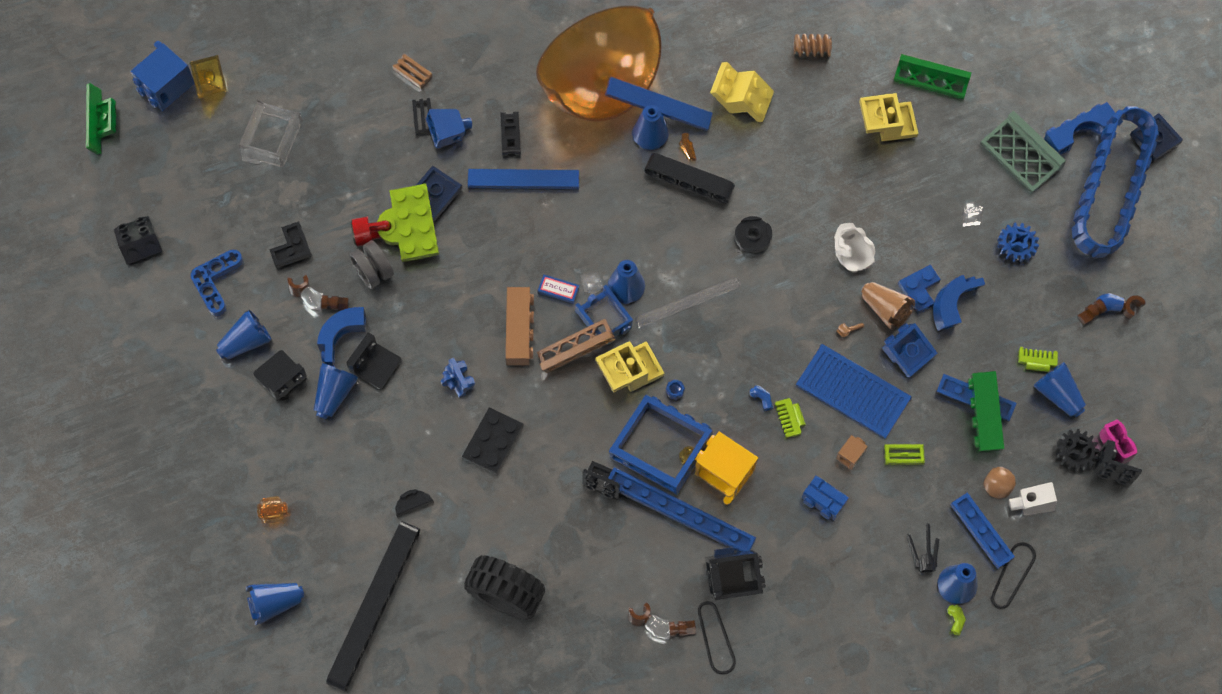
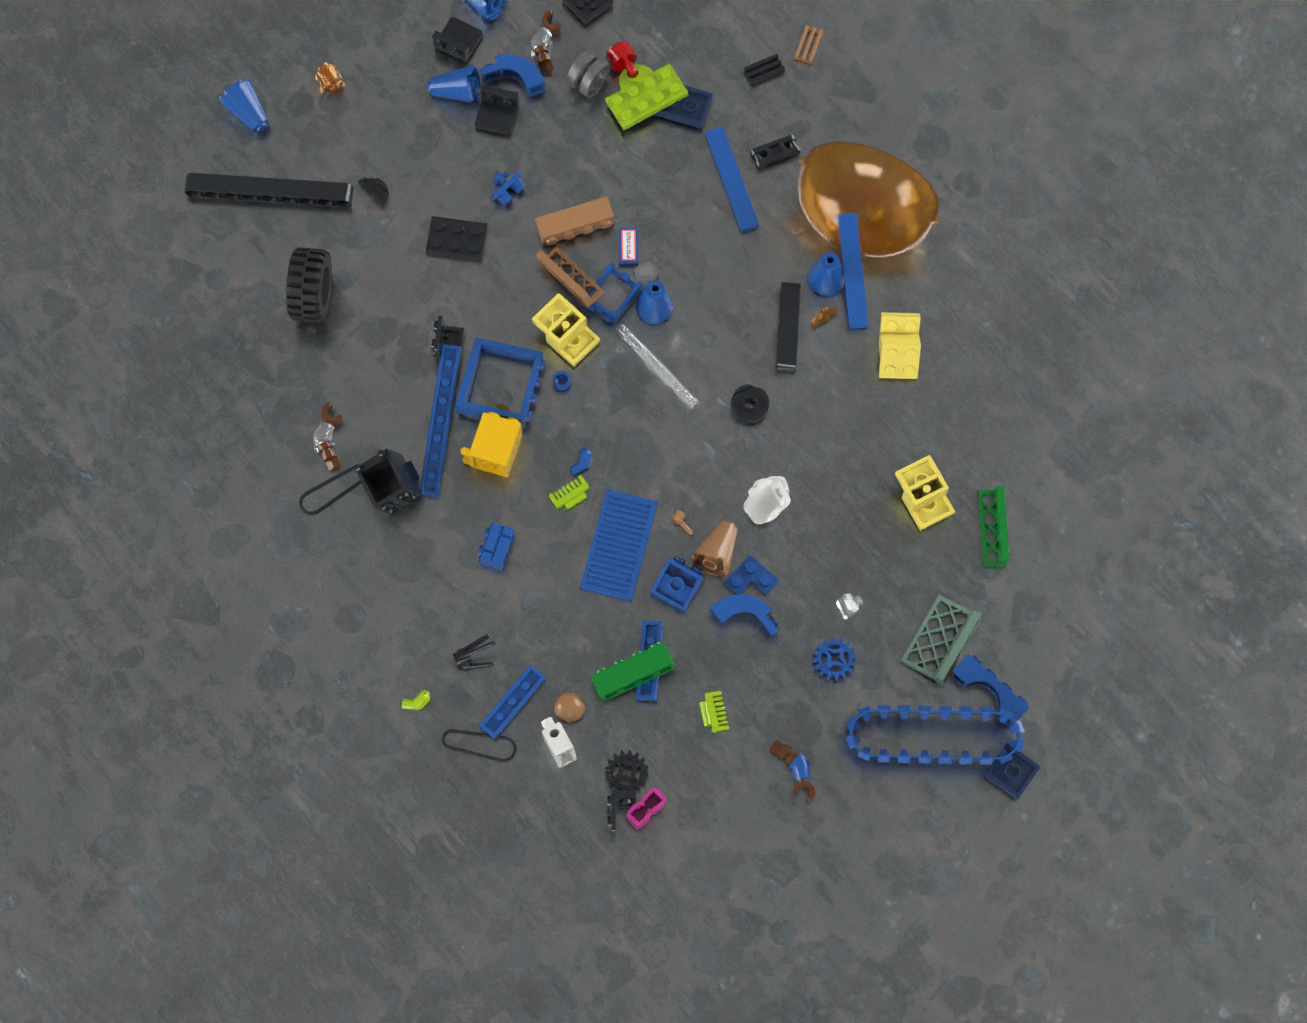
camera: 70 degrees right, 5 degrees up
(446, 126) = (758, 92): blue torso -> none
(812, 45) = (981, 400): medium nougat piece -> none
(852, 452) = (552, 558): medium nougat brick -> none
(887, 455) = (573, 624): lime tile -> none
(958, 583) = (452, 694): blue cone -> none
(1062, 390) = (683, 740): blue cone -> none

